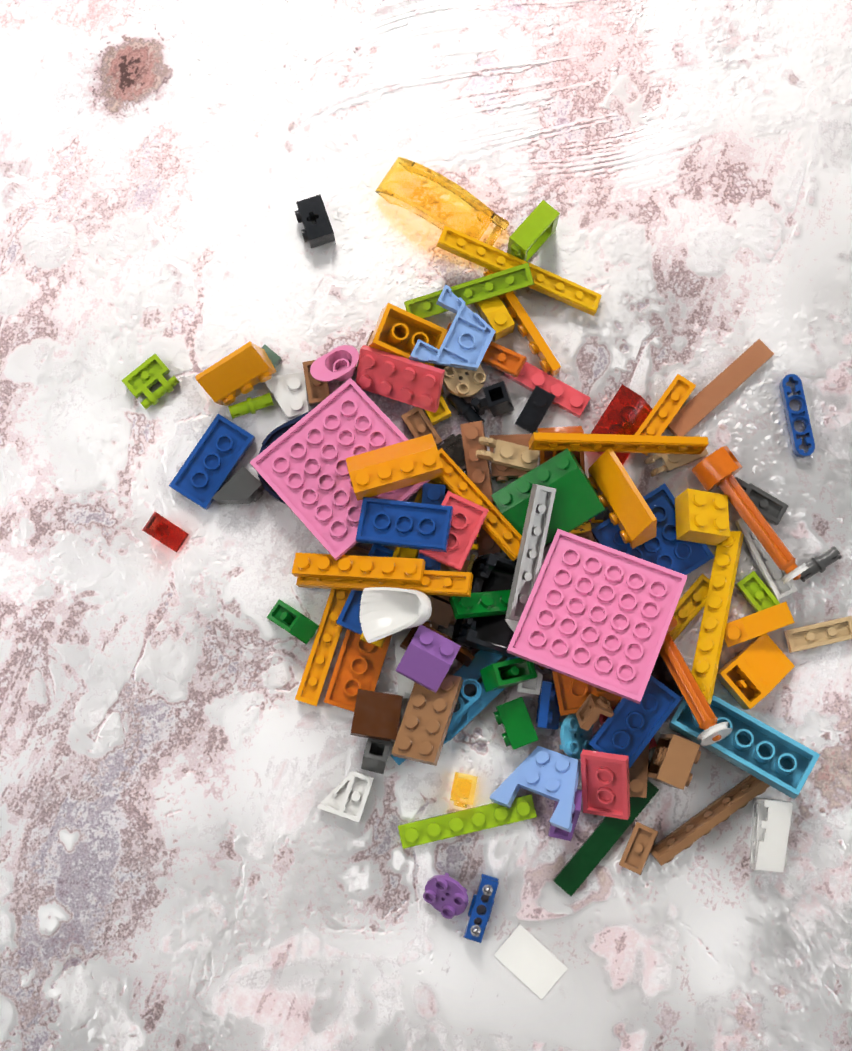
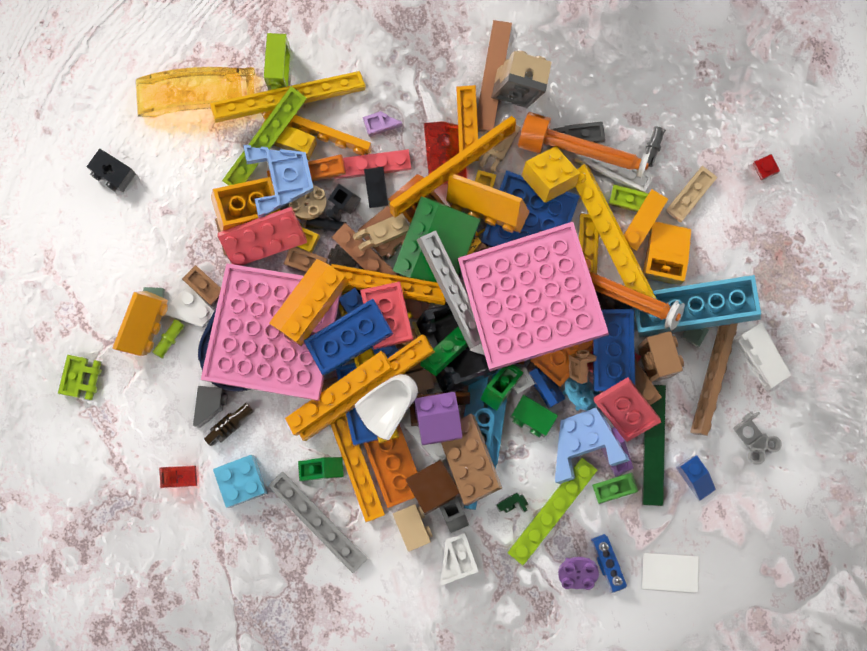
camera: 40 degrees left, 0 degrees up
(212, 461) = (171, 400): blue plate -> none
(215, 577) = (240, 481): none -> medium azure brick
(243, 520) = (228, 425): none -> dark brown hinge
(253, 666) = (317, 522): none -> light grey plate
(331, 737) = (412, 528): none -> tan brick
(336, 365) = (208, 262): bright pink piece -> none
(431, 783) = (508, 503): none -> dark green bracket
(463, 789) = (532, 491): clear yellow bracket -> none
(540, 845) = (615, 488): none -> bright green slope
(583, 355) = (379, 123): none -> lavender tile
(622, 895) = (696, 477): none -> blue slope
(638, 848) = (683, 436): medium nougat plate -> none
(639, 476) = (485, 178): none -> yellow plate
(704, 909) = (758, 442): none -> light grey piece
(721, 767) = (695, 336): none -> sand green plate
(742, 411) = (521, 79): none -> piece
(793, 416) = (562, 53): blue beam -> none

